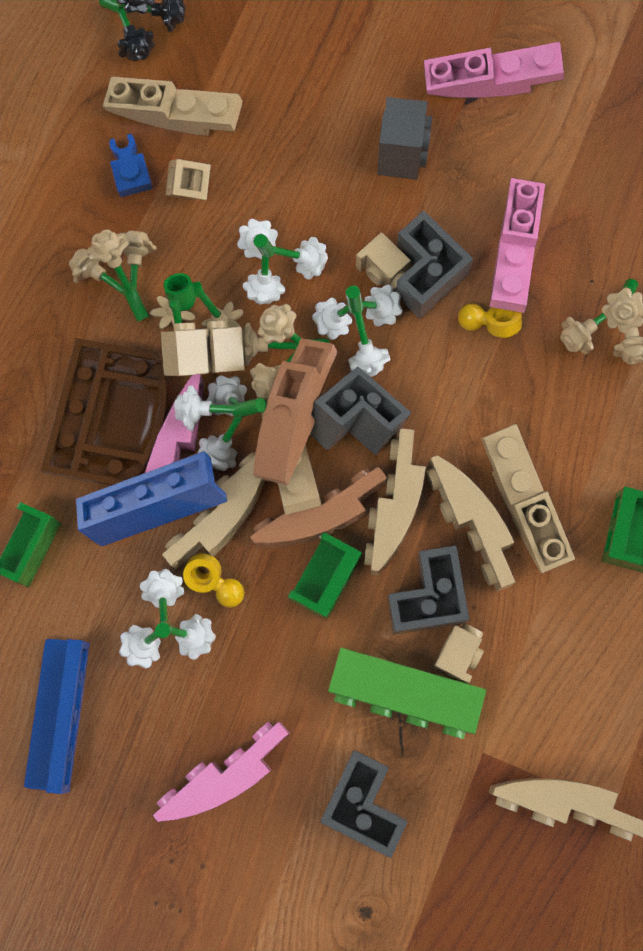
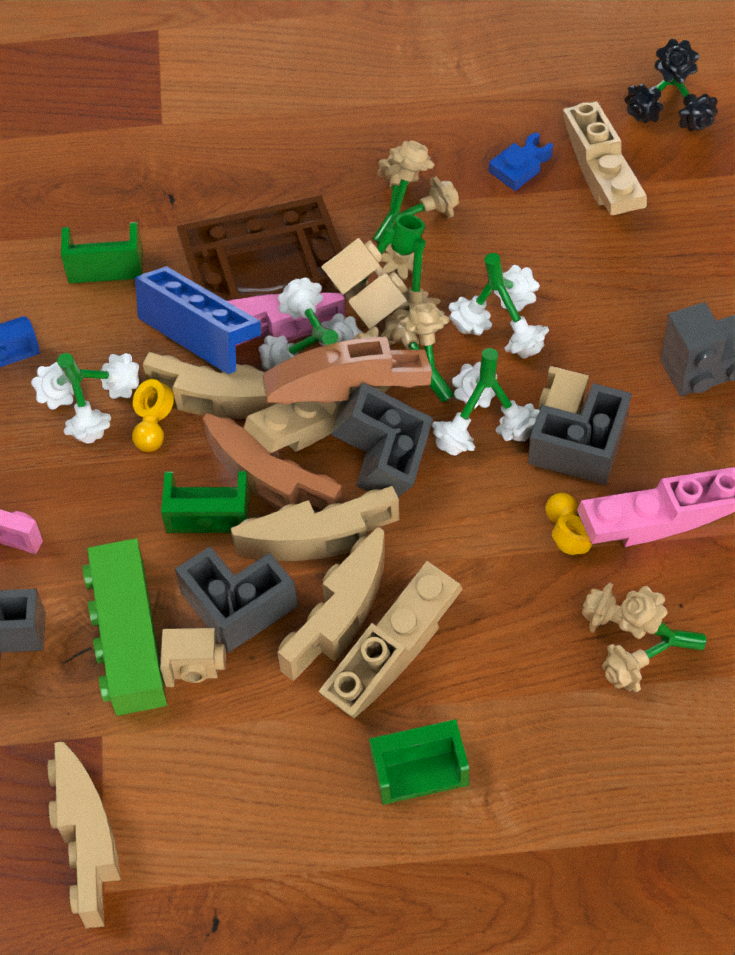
camera: 60 degrees right, 20 degrees down
(187, 179) = (532, 200): tan brick -> none

